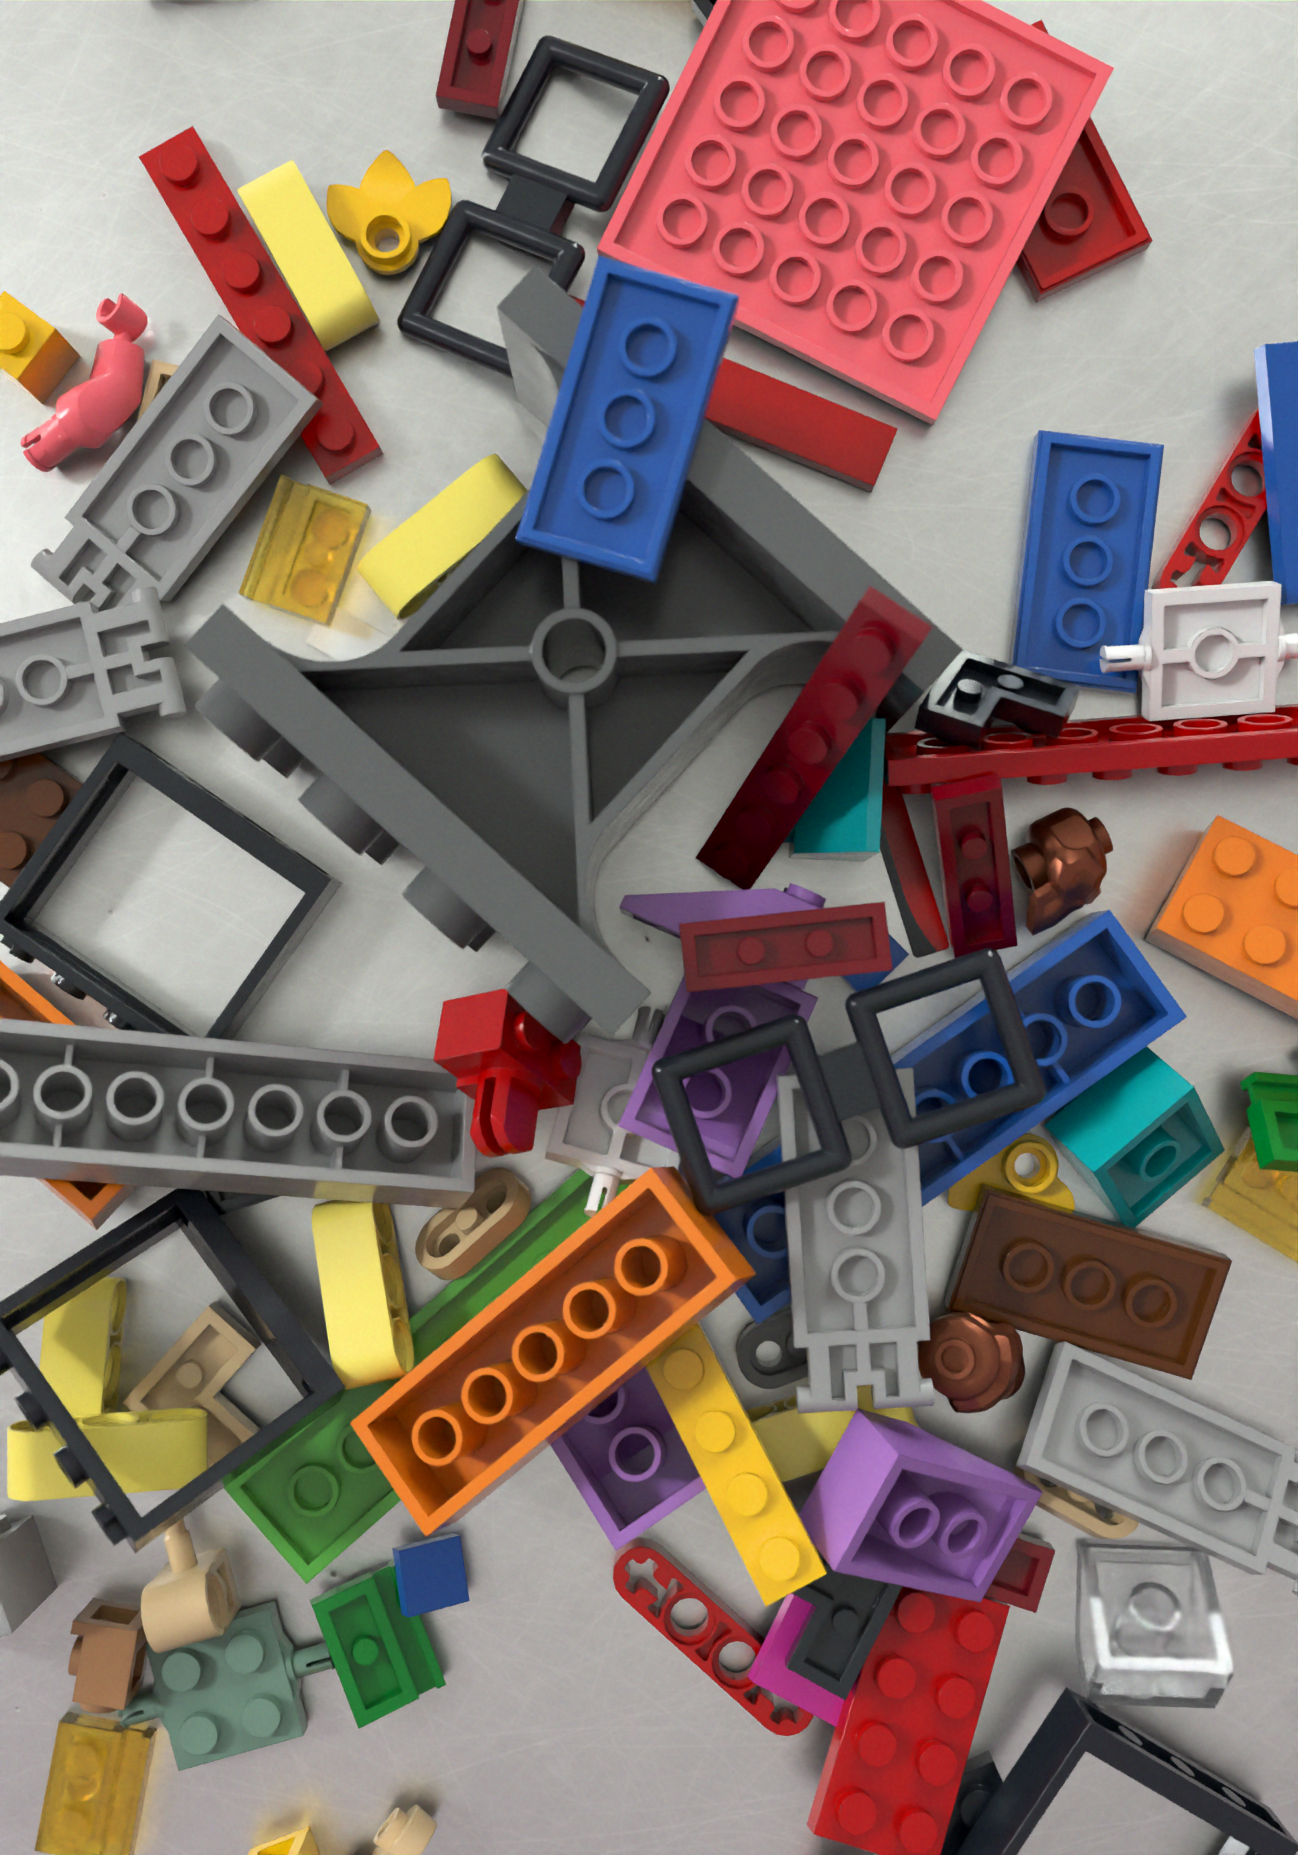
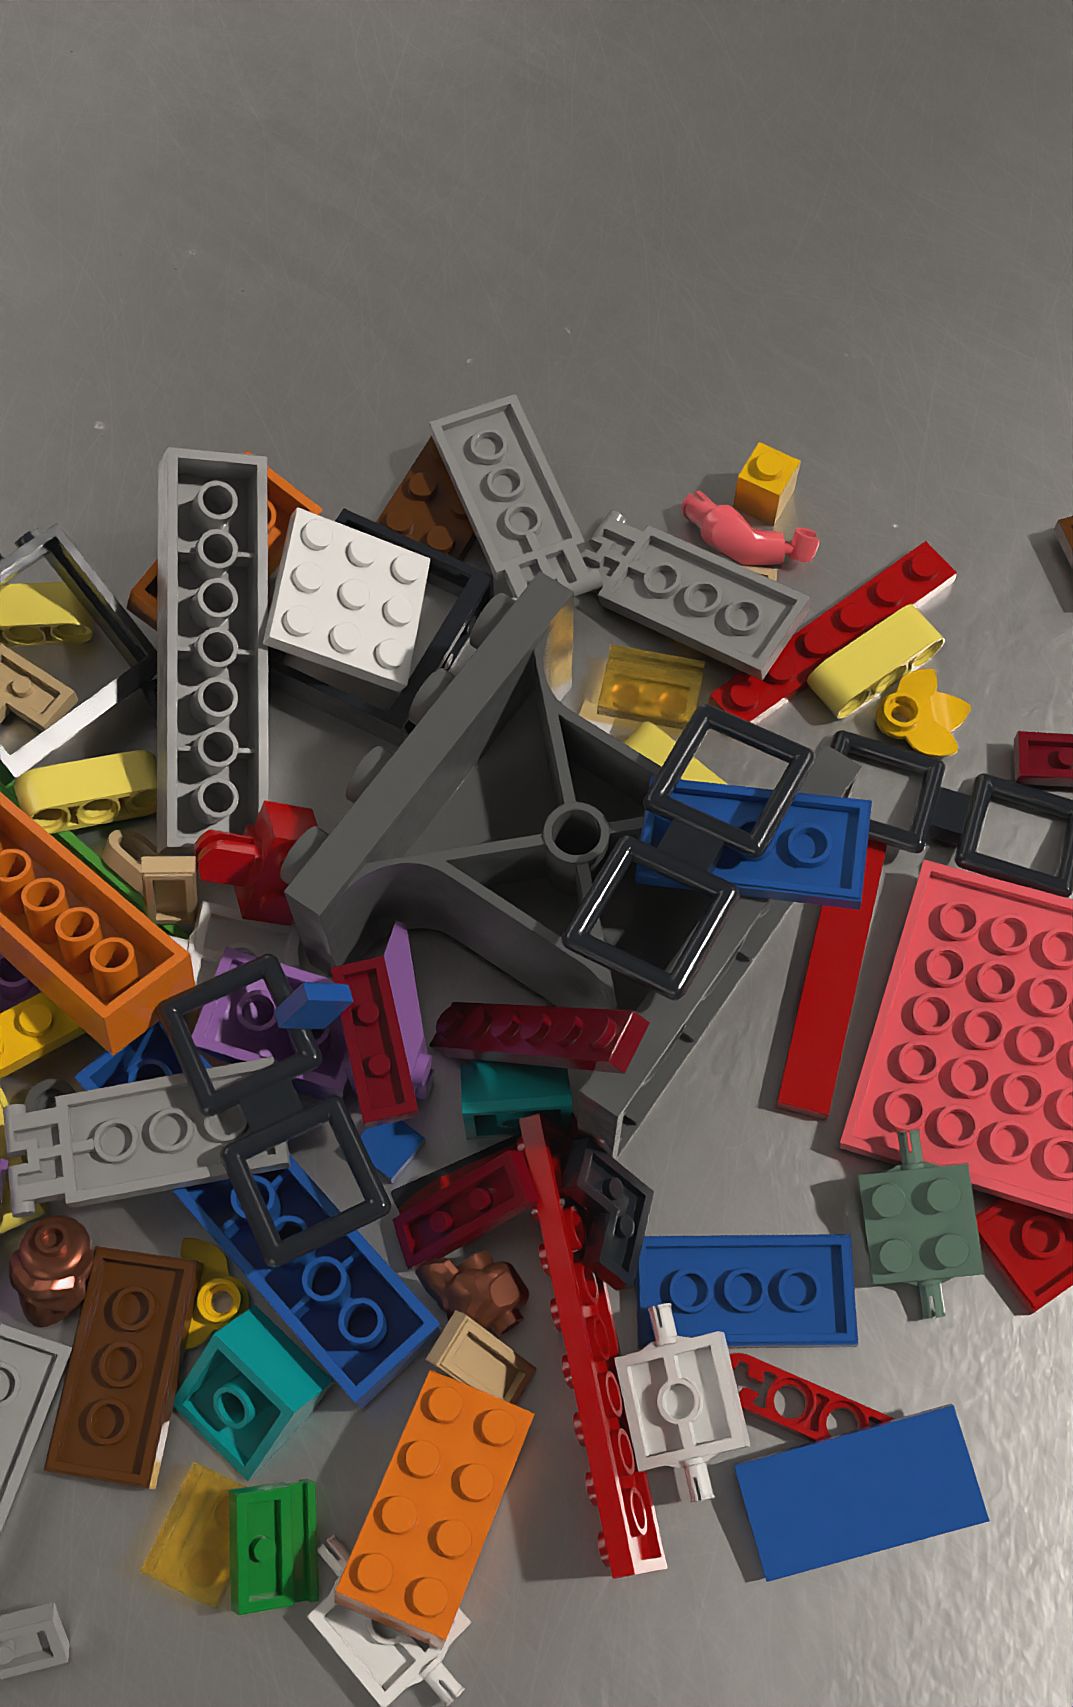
camera: 80 degrees right, 20 degrees down
(143, 927) = (347, 600): none -> white plate
(530, 1191) = (170, 889): none -> tan tile
(637, 498) = (689, 851): none -> black bar
(740, 1016) = (313, 1005): none -> blue tile
(1044, 342) = (921, 1223): none -> sand green plate
(1145, 871) = (480, 1359): none -> tan tile

